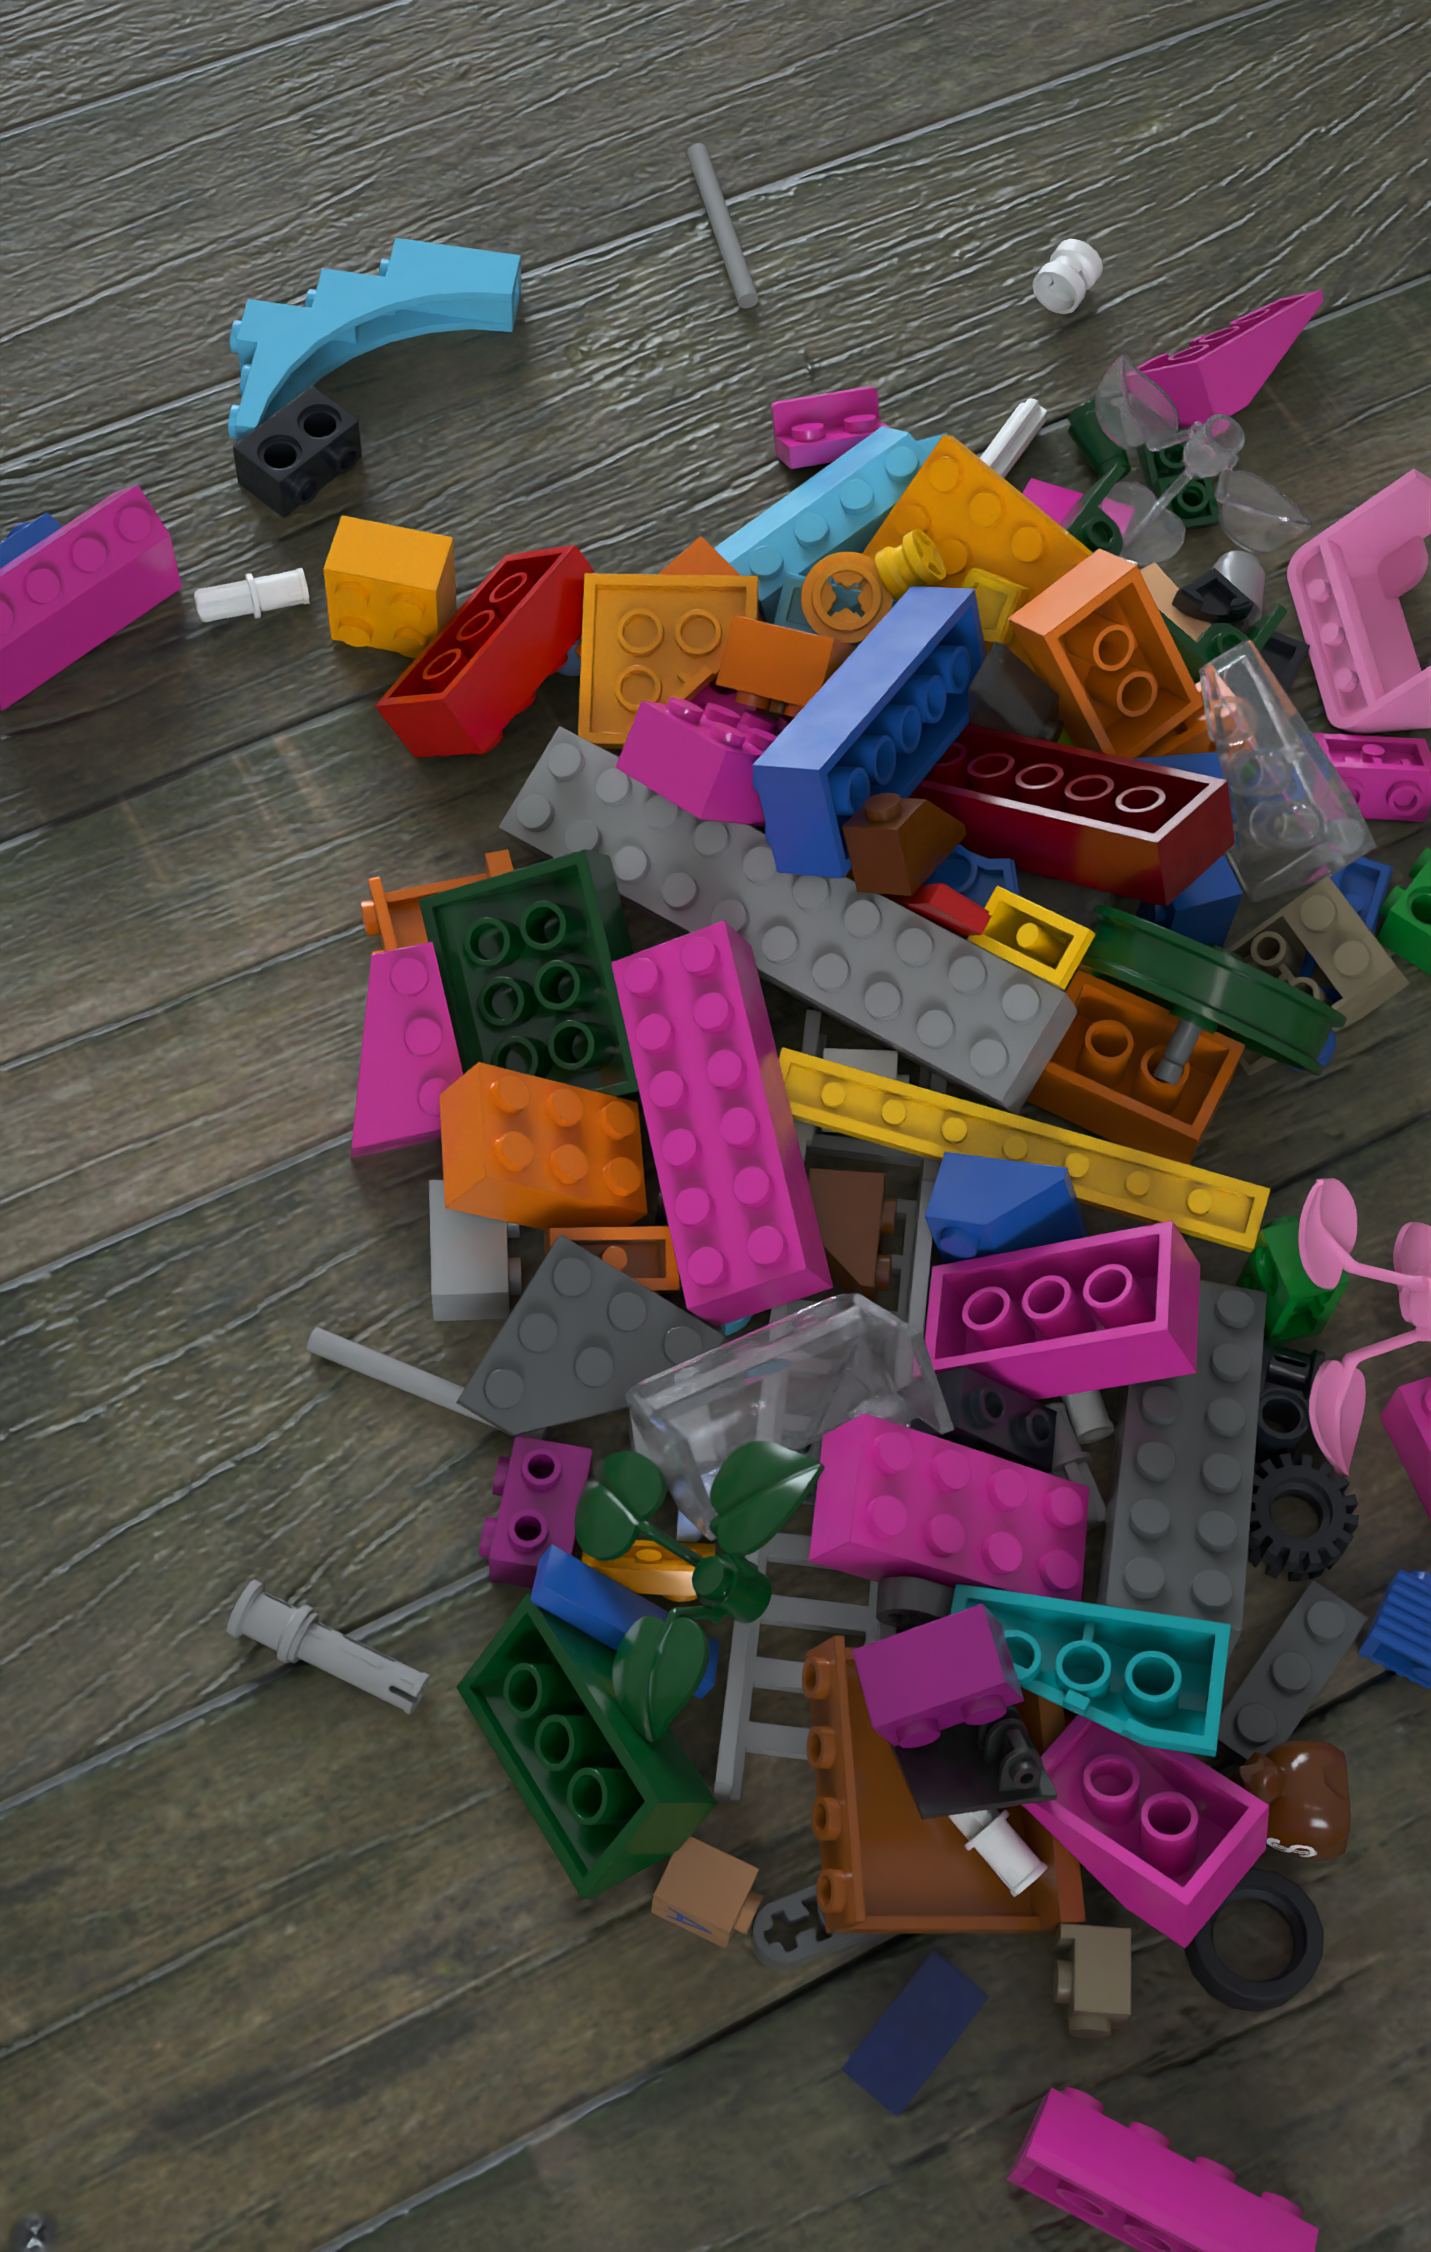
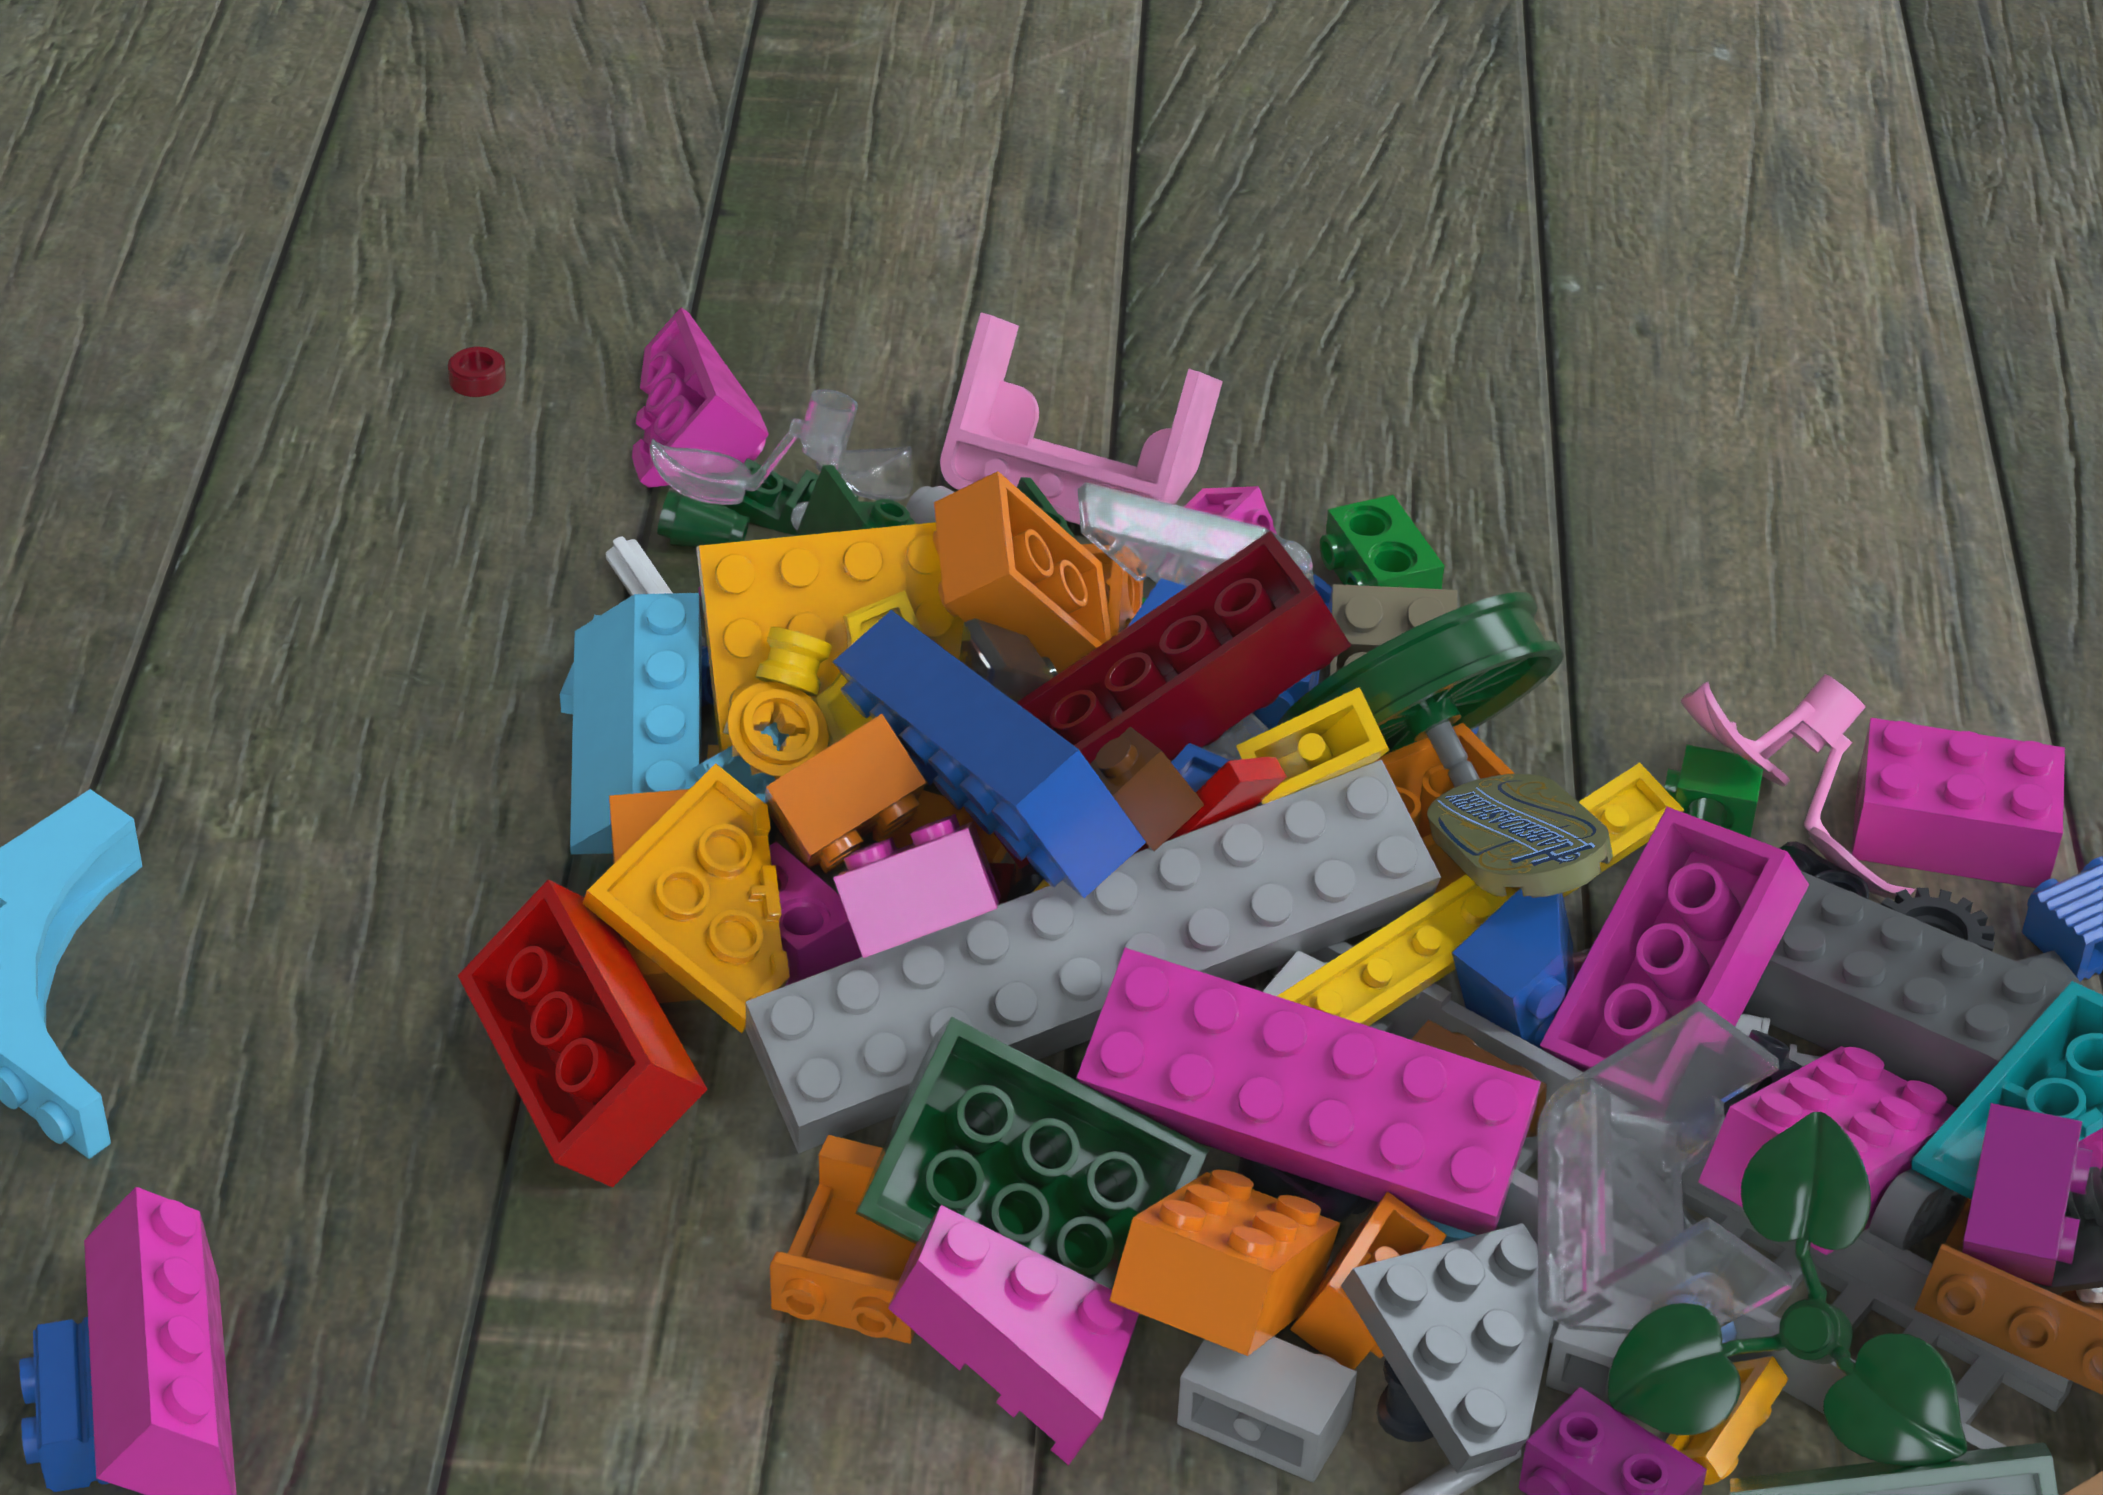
camera: 55 degrees left, 20 degrees down
(252, 596) = (295, 1216): white axle -> none
(297, 451) = (147, 1089): black brick -> none
(389, 586) = (420, 1079): light orange brick -> none
(599, 1604) = (1766, 1455): blue tile -> none
(722, 226) = (179, 650): light grey bar -> none
(823, 425) = (517, 686): dark pink bracket -> none
(1073, 270) = (495, 452): white wheel -> none
(1089, 1134) = (1519, 835): none -> olive tile
(1158, 216) = (477, 372): none -> dark red tile

